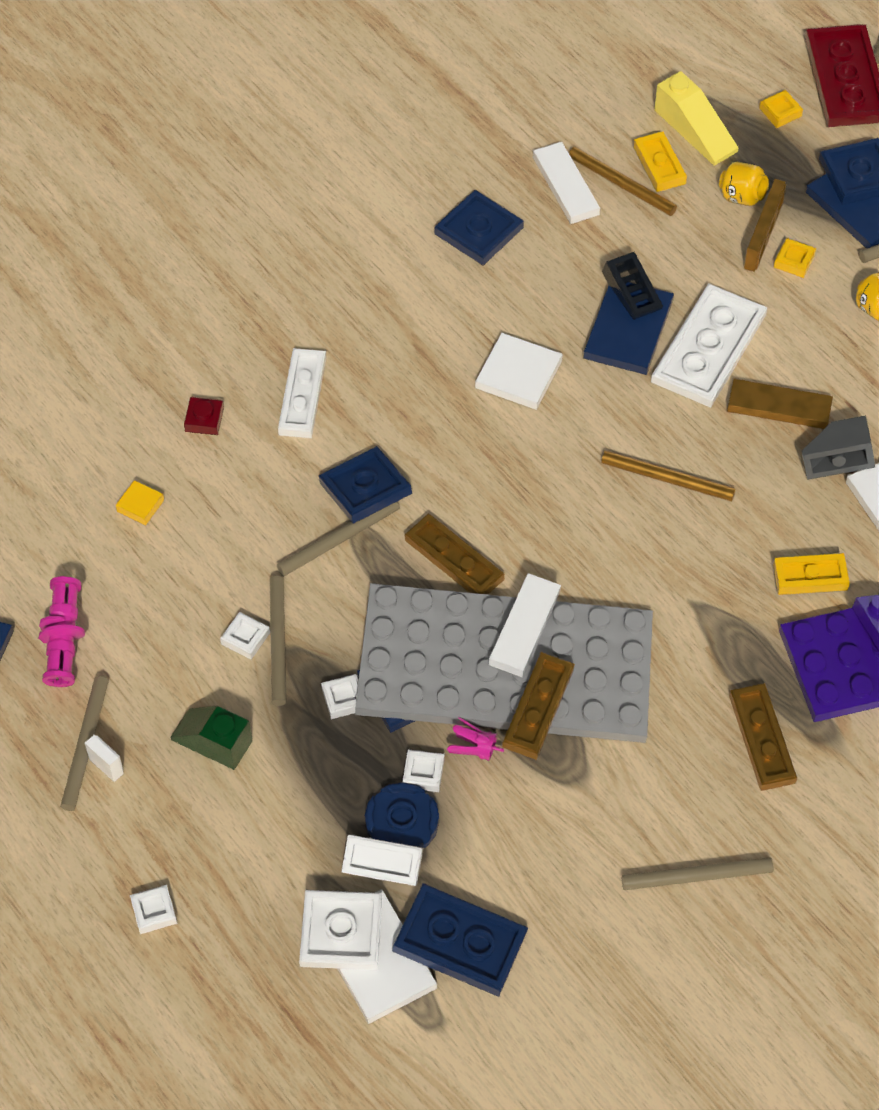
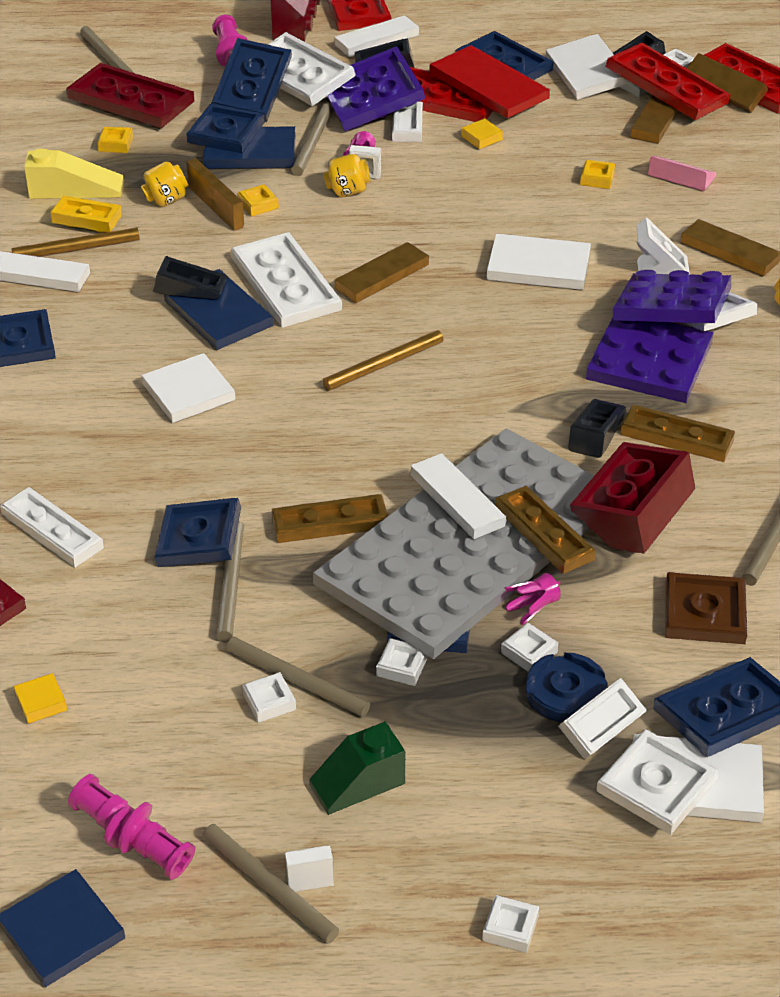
camera: 55 degrees left, 15 degrees down
(564, 868) = (705, 608): none -> reddish brown tile
(637, 746) = (635, 495): none -> dark red slope
(695, 678) = (595, 428): none -> black slope
(811, 574) = (556, 331): yellow plate -> none
(839, 449) = (466, 254): dark grey slope -> none

